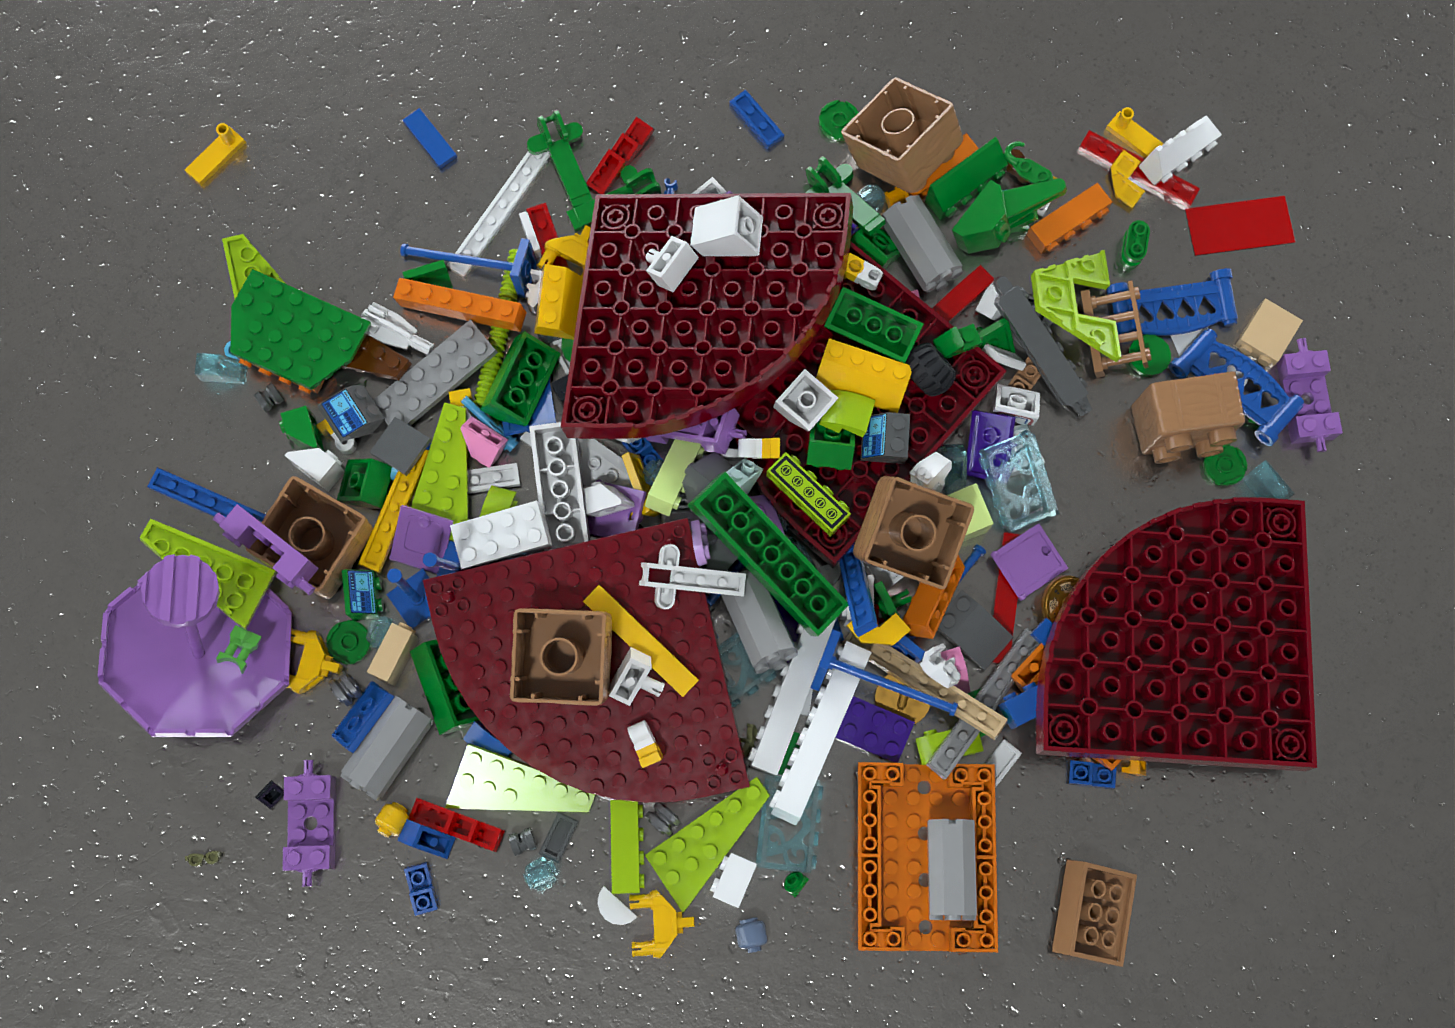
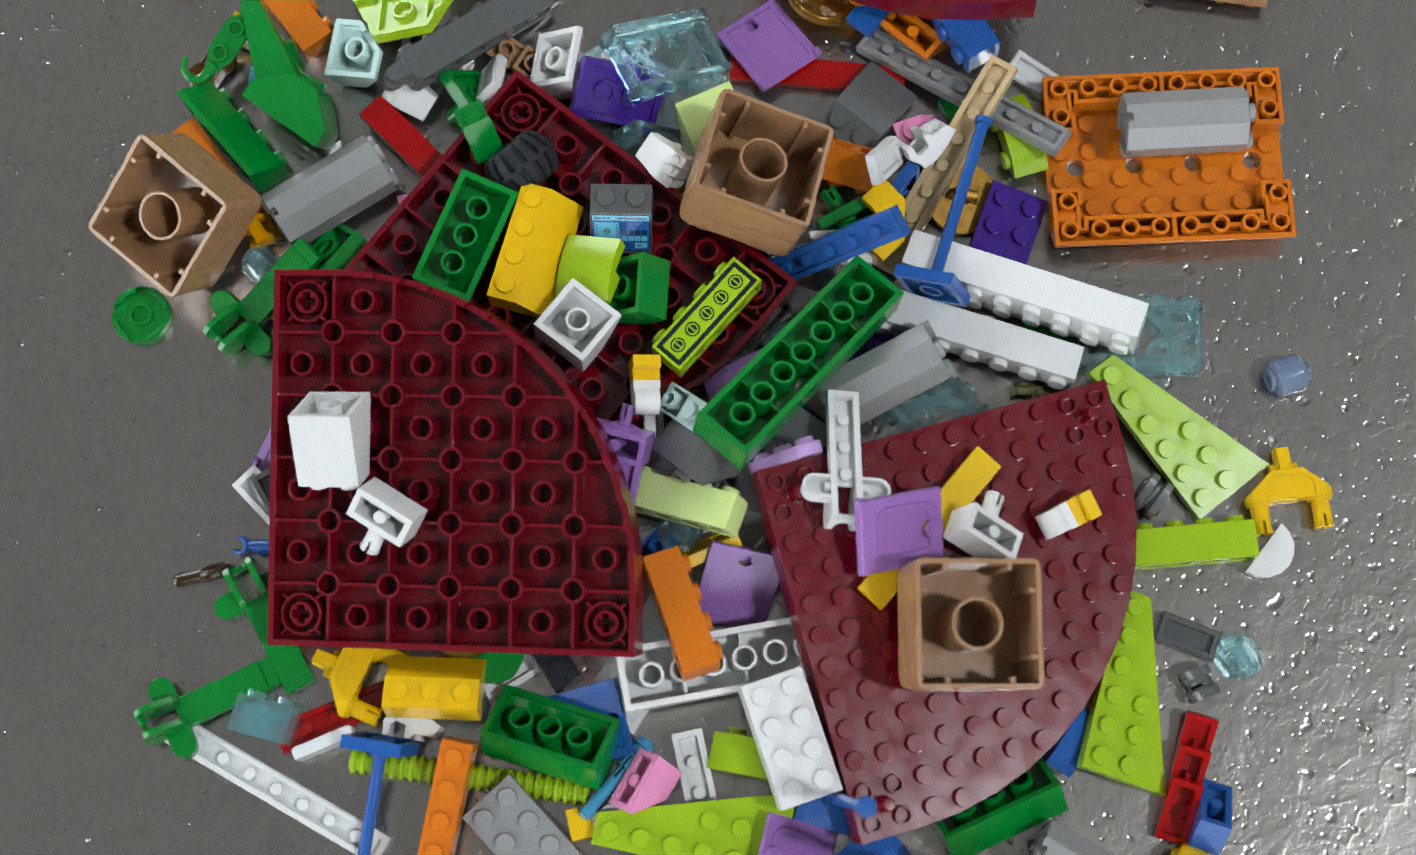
camera: 85 degrees left, 0 degrees up
(421, 888) = (1276, 819): blue slope -> none
(548, 195) = (265, 718): none -> clear light blue brick
(594, 465) = (681, 613): none -> orange brick
(604, 500) = (723, 598): white slope -> none
(620, 156) = (199, 621): red slope -> none
(635, 609) = (893, 532): none -> medium lavender container
(652, 162) = (207, 573): none -> dark brown piece
(734, 879) = (1225, 397): white brick -> none
(756, 119) = (140, 430): blue tile -> none
(795, 882) = (1215, 323): green plate -> none
(862, 272) = (385, 254): leg -> none
(923, 630) = (884, 160): none -> white tile
(1025, 259) = (353, 54): none -> light aqua slope

